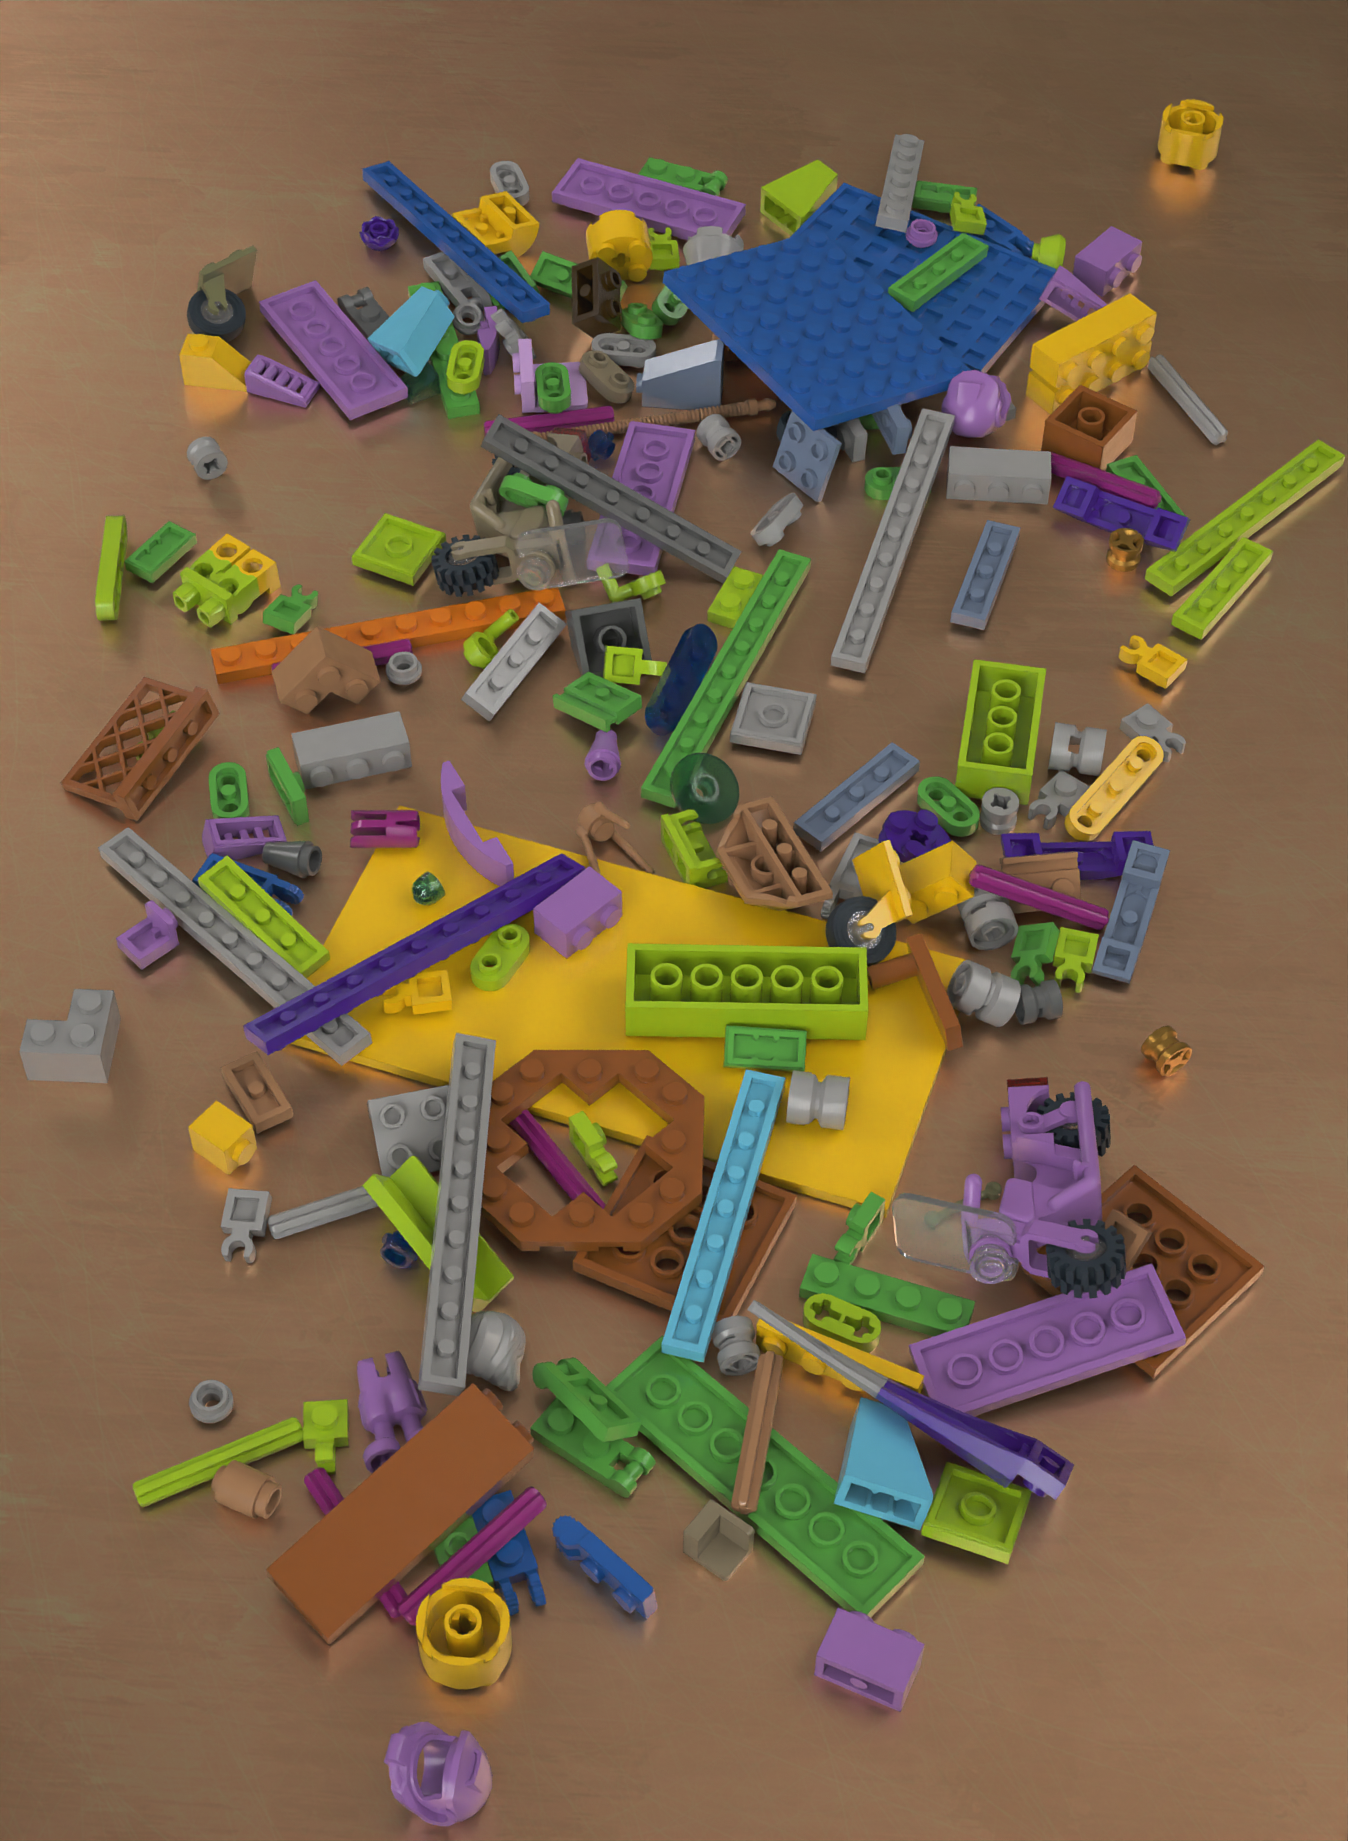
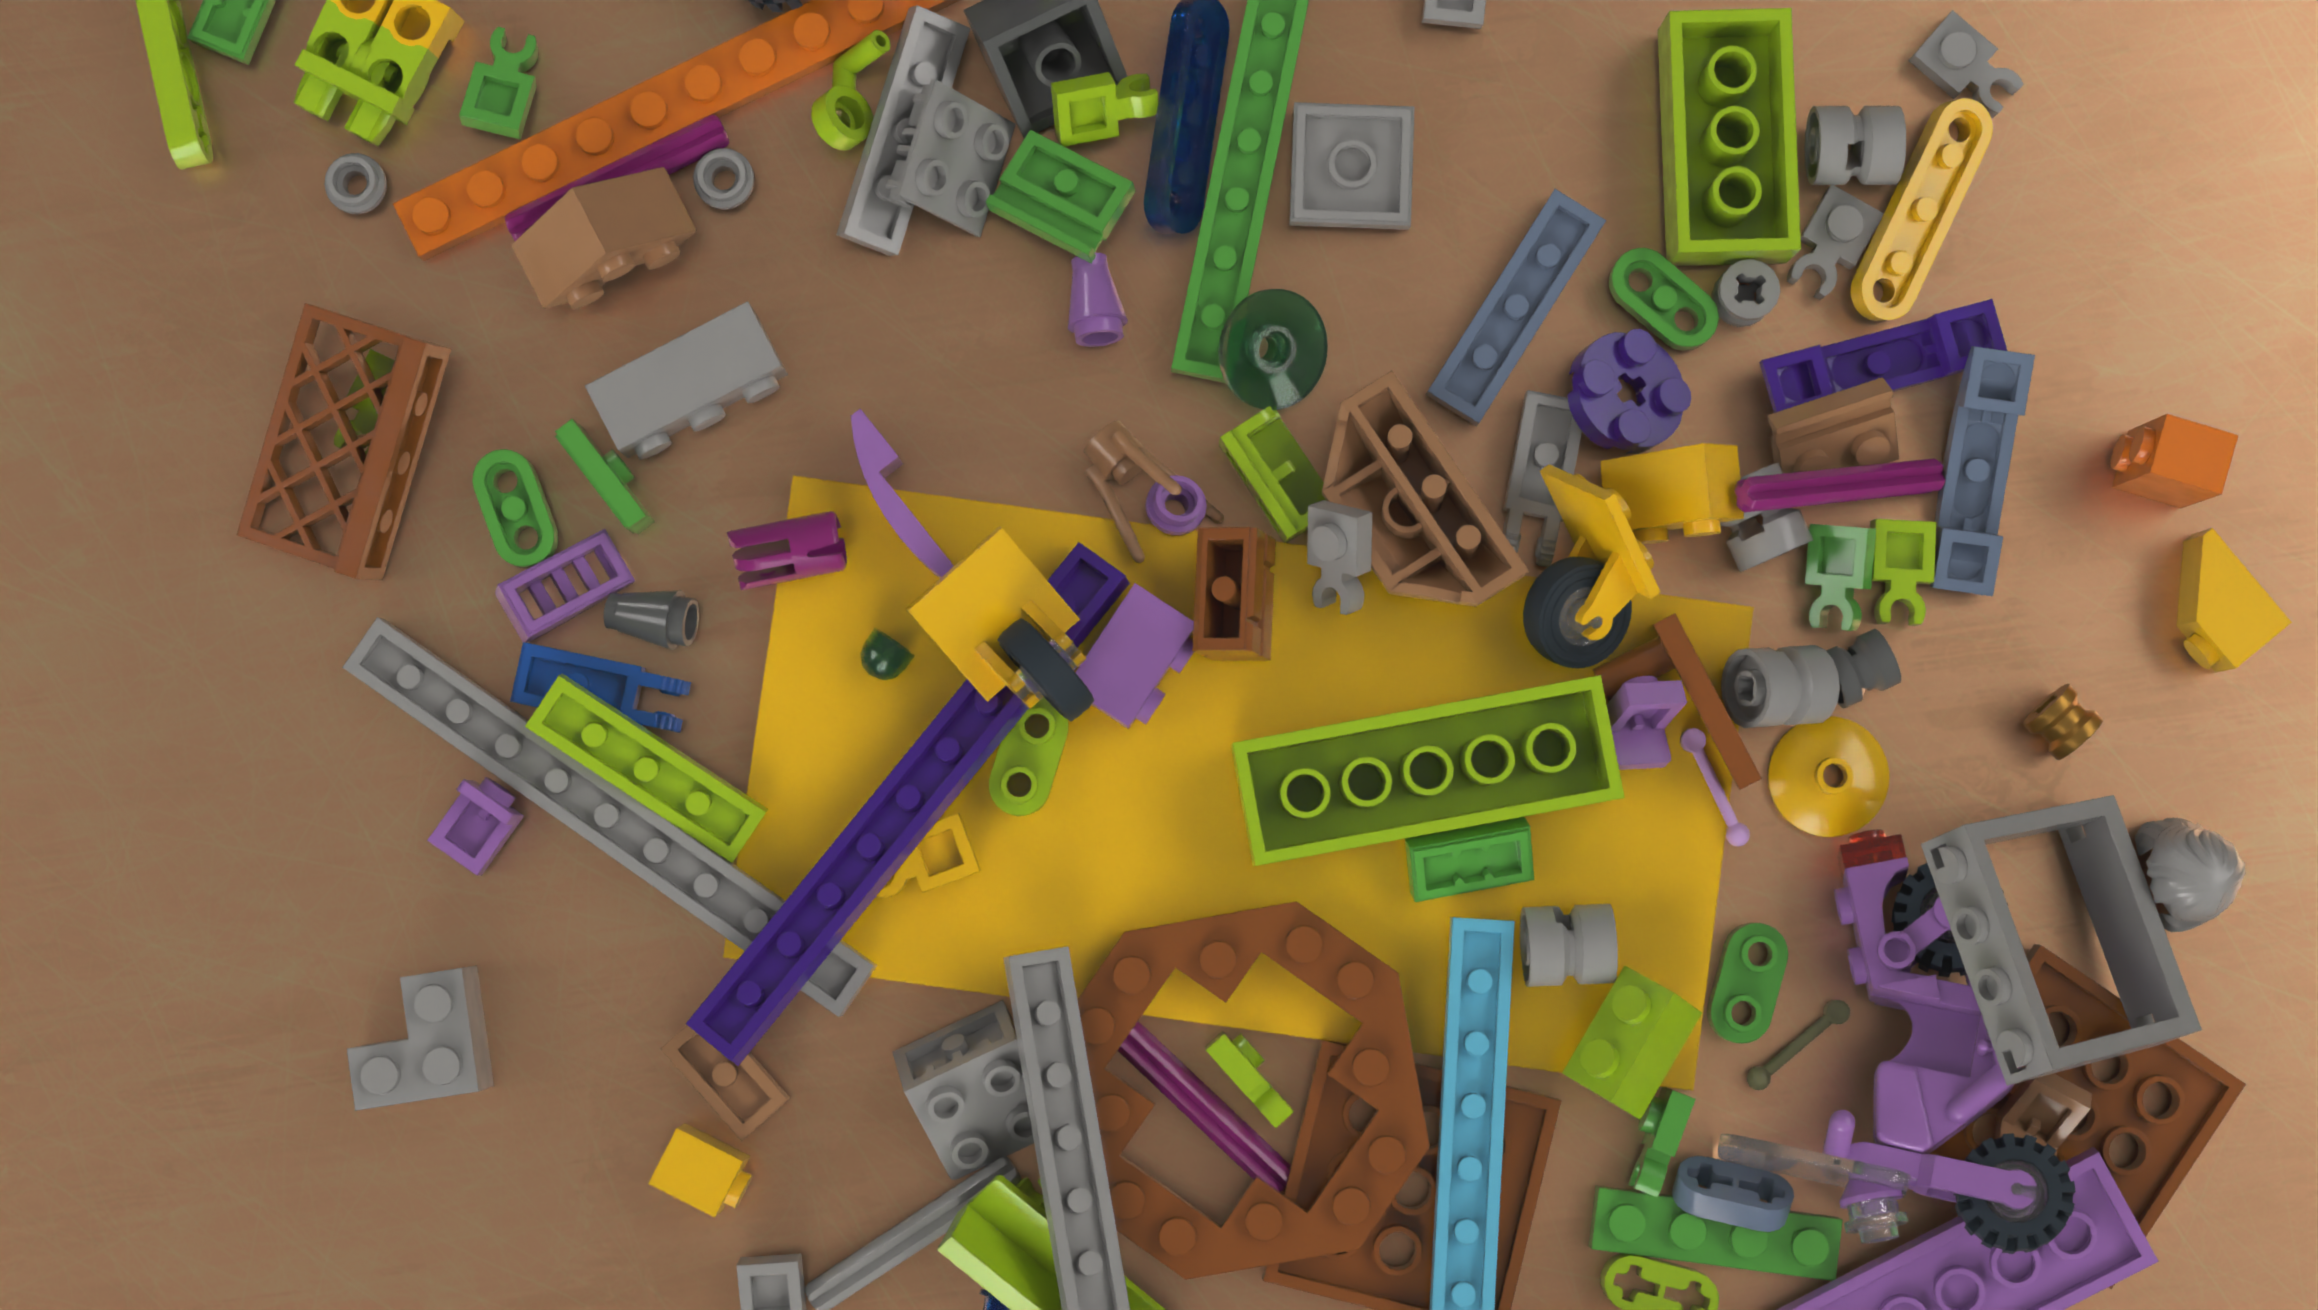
camera: 15 degrees left, 35 degrees up
(192, 638) = (340, 174): none -> light grey plate
(502, 864) = (1005, 627): none -> yellow plate
(537, 671) = (951, 157): none -> light grey hinge
(626, 852) = (1190, 497): none -> medium lavender plate
(649, 885) = (1234, 594): none -> dark orange brick
(718, 875) = (1342, 548): none -> light grey plate
(848, 1155) = (1632, 1042): none -> lime brick
(891, 989) = (1639, 721): none -> medium lavender bracket
(902, 1268) = (1732, 1193): none -> sand blue beam
(923, 1021) = (1693, 741): none -> lavender hinge
(937, 1159) = (1743, 981): none -> bright green plate
(993, 1068) = (1799, 785): none -> yellow dish
(1196, 1188) = (2120, 913): none -> light grey window
(1241, 1135) = (2190, 871): none -> light grey hair
(1251, 918) = (2173, 461): none -> orange brick
(1282, 1009) = (2222, 605): none -> yellow slope

